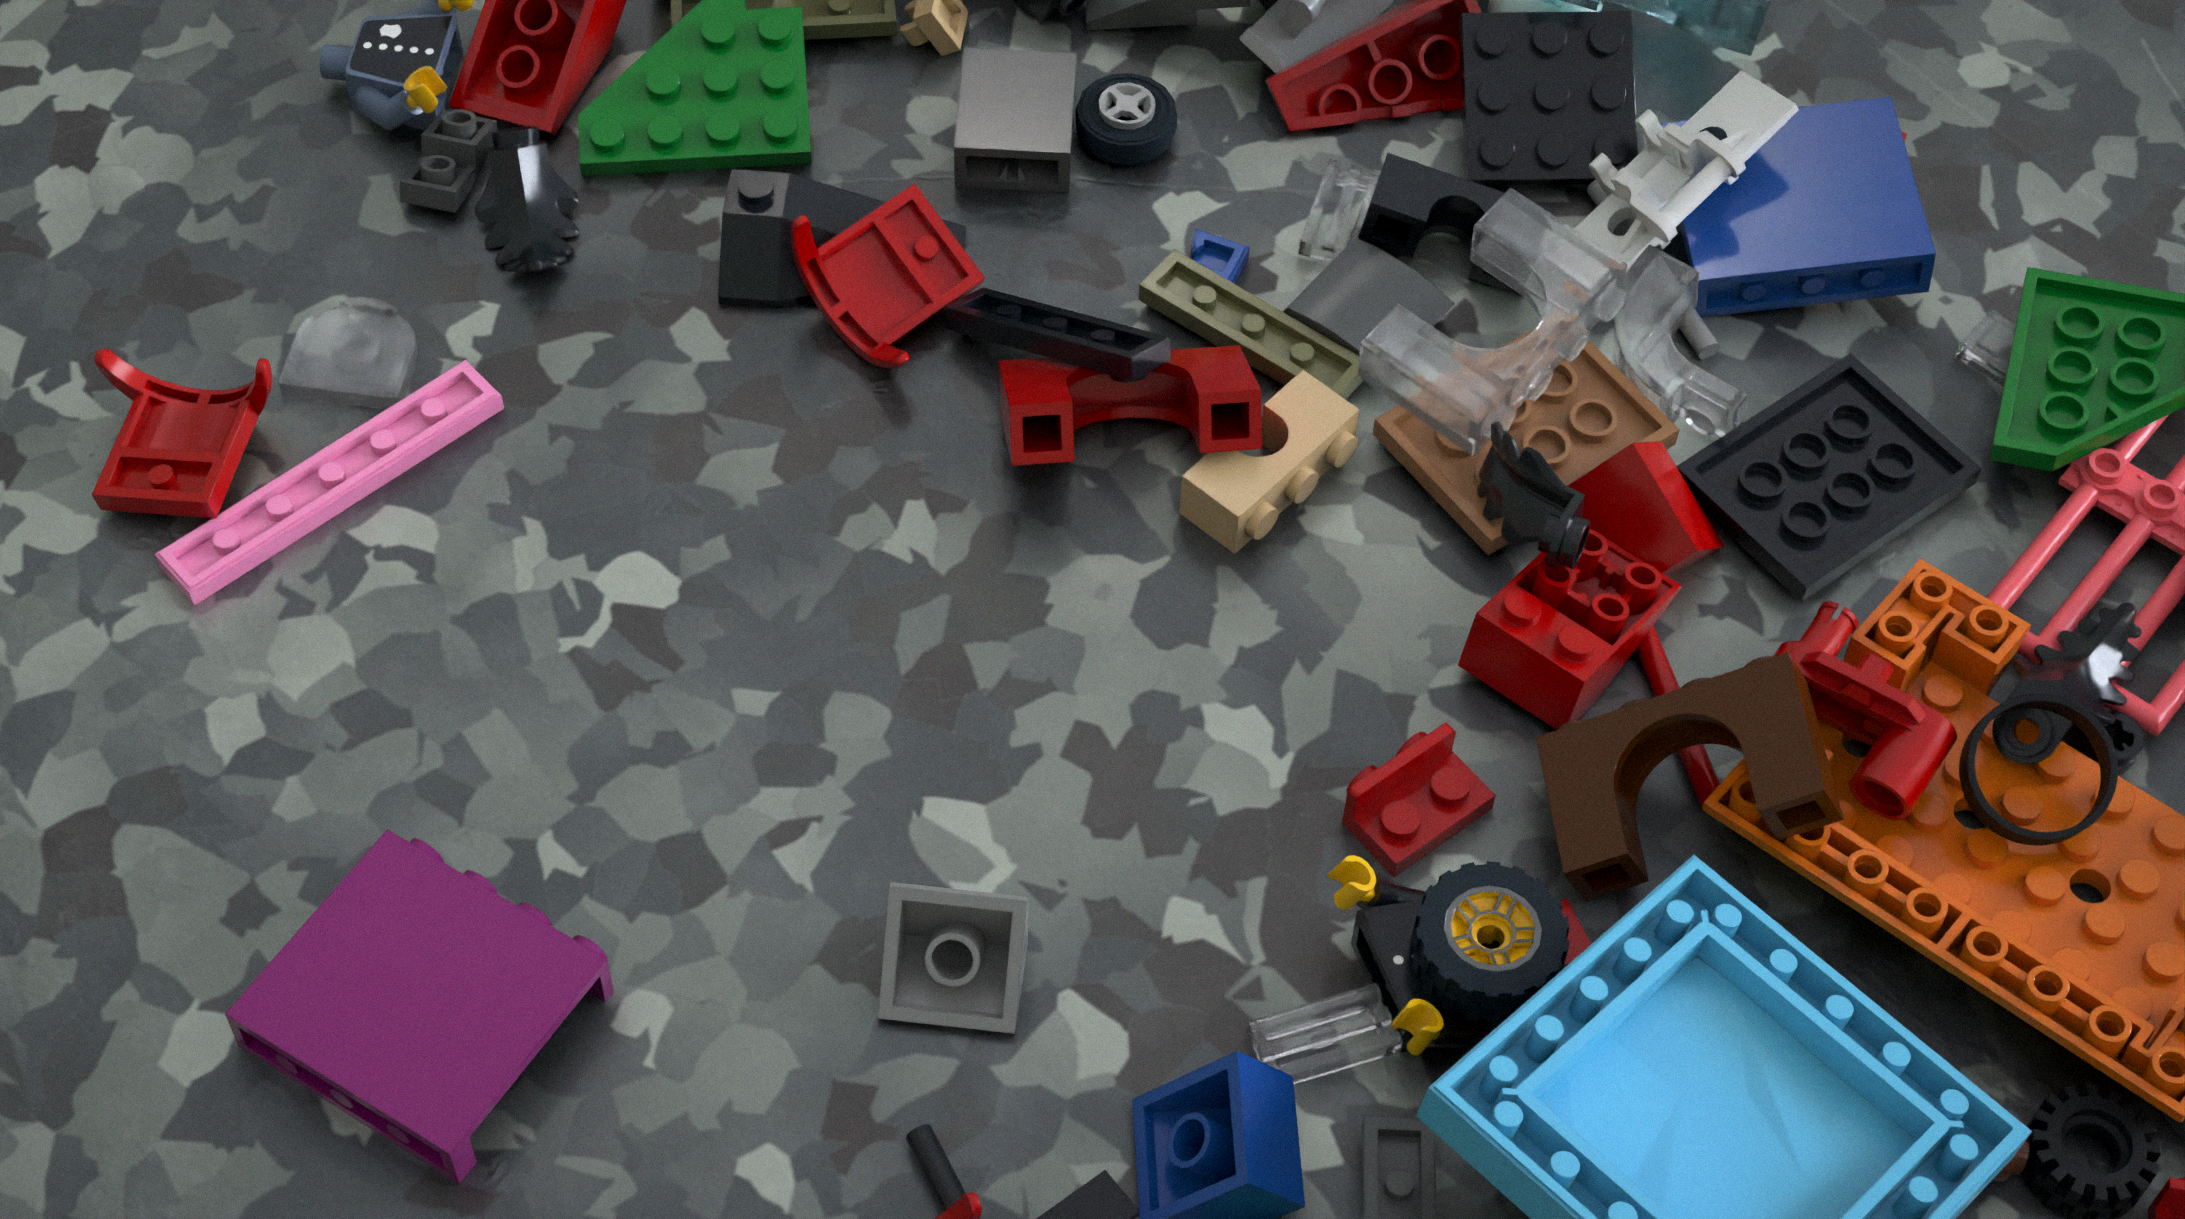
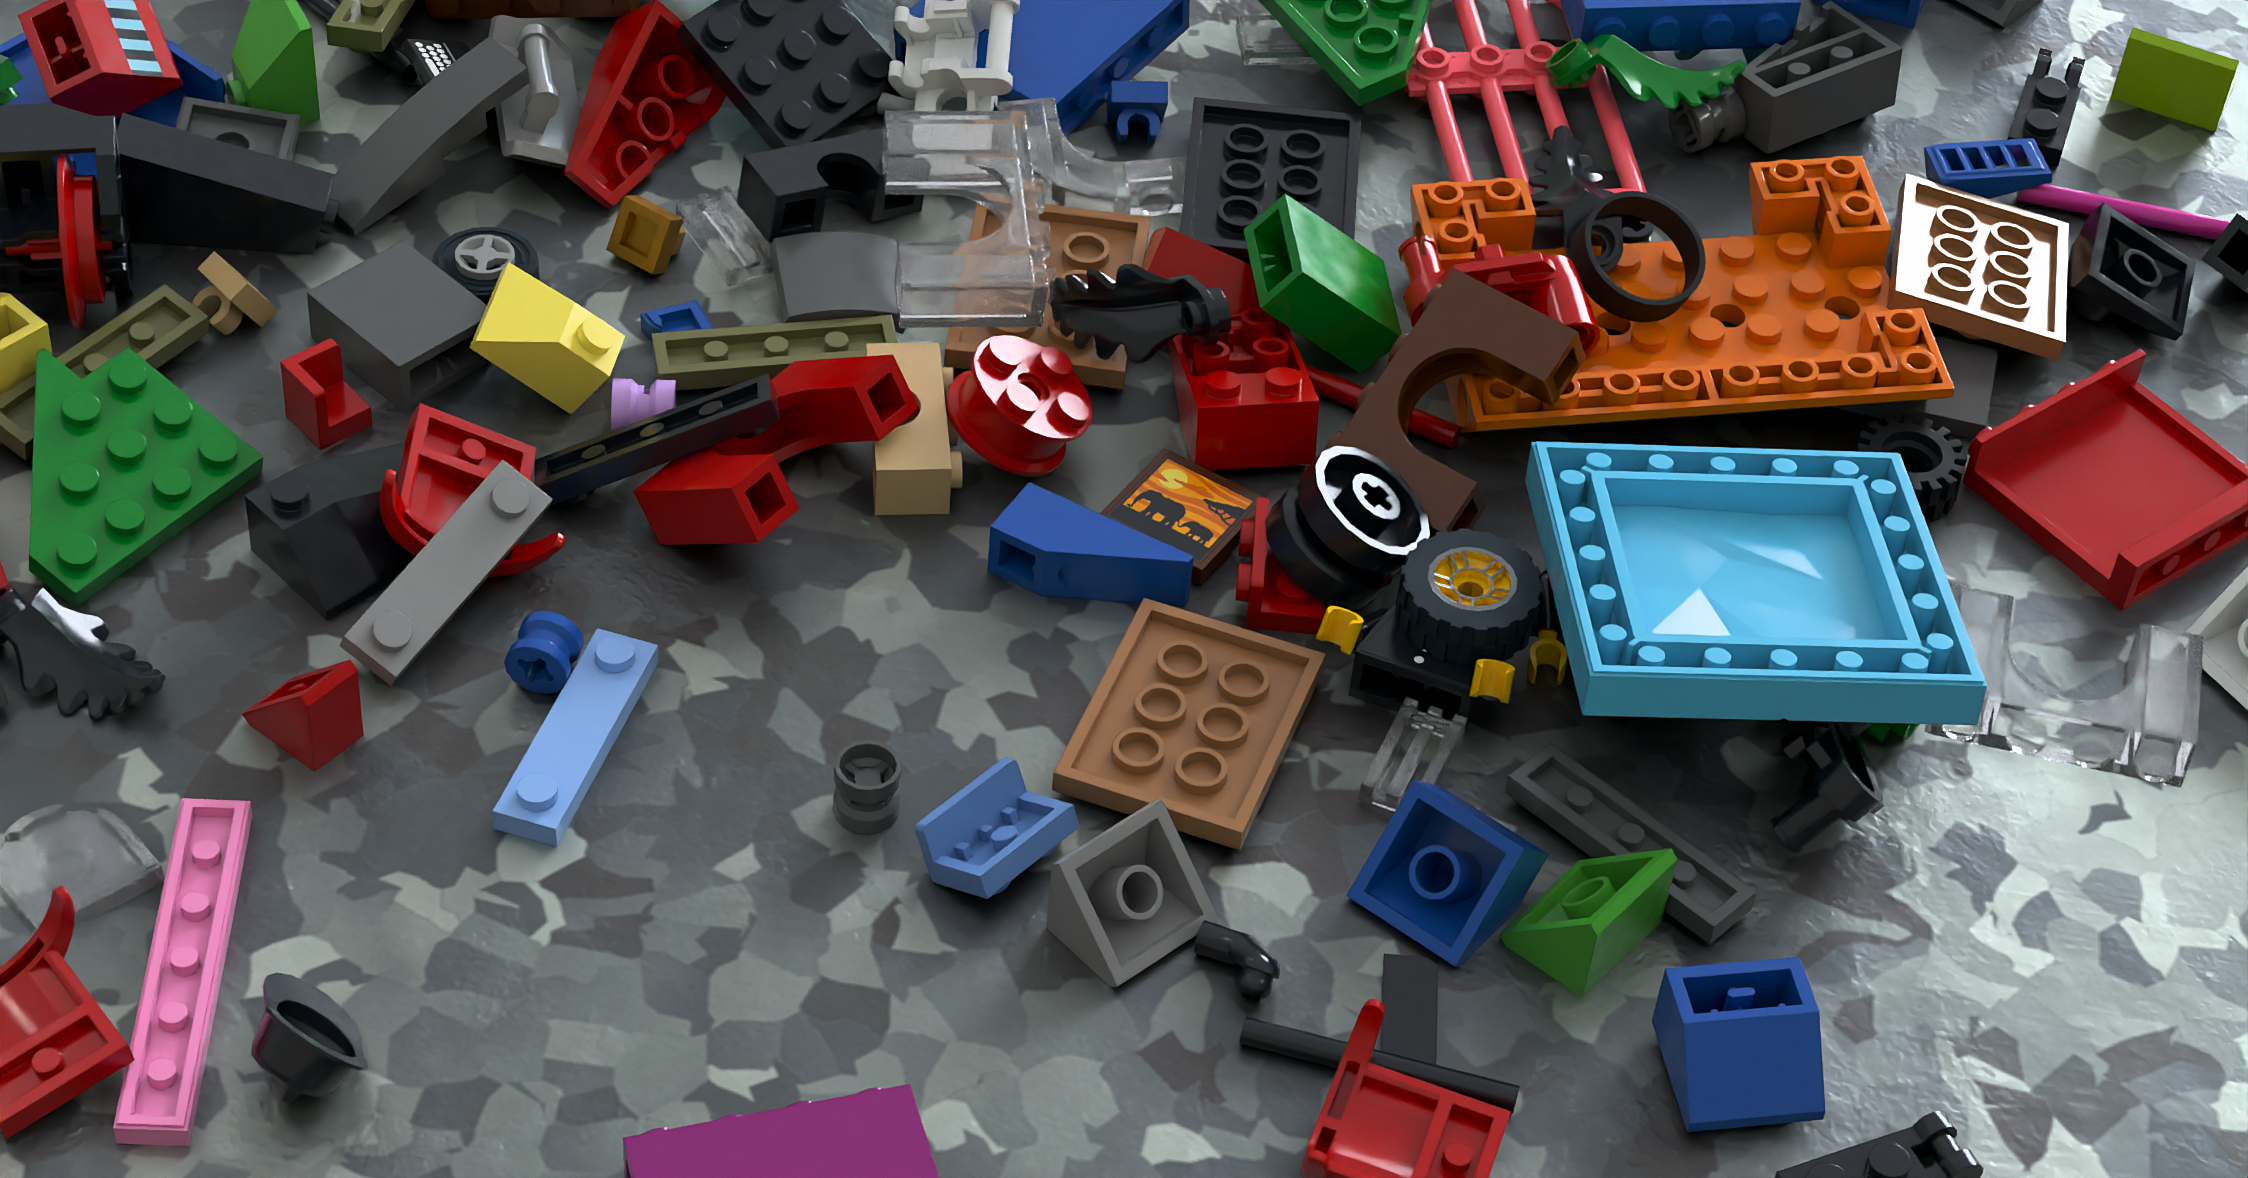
camera: 50 degrees left, 10 degrees down
(323, 585) = (305, 1040): none -> black piece
(606, 366) = (312, 714): none -> red slope
(759, 516) = (575, 738): none -> light blue plate
(803, 436) = (544, 652): none -> blue wheel
(808, 326) = (446, 573): none -> light grey plate
(885, 715) = (867, 787): none -> dark grey wheel
(898, 133) = (319, 398): none -> red panel
(925, 822) = (992, 832): none -> medium blue bracket
(989, 1081) = (1241, 951): none -> black arm
(1089, 195) = (546, 340): none -> light yellow slope
(1092, 294) = (634, 402): none -> lavender wheel
(1183, 862) = (1190, 720): none -> medium nougat plate
(1264, 656) = (1080, 554): none -> blue slope
(1273, 170) = (646, 234): none -> pearl gold tile
(1359, 505) = (1019, 405): none -> red wheel
(1396, 688) = (1185, 509): none -> tile
(1480, 801) = (1346, 527): none -> black wheel
(1728, 582) = (1322, 284): none -> green brick
(1795, 325) = (1137, 102): none -> blue tile

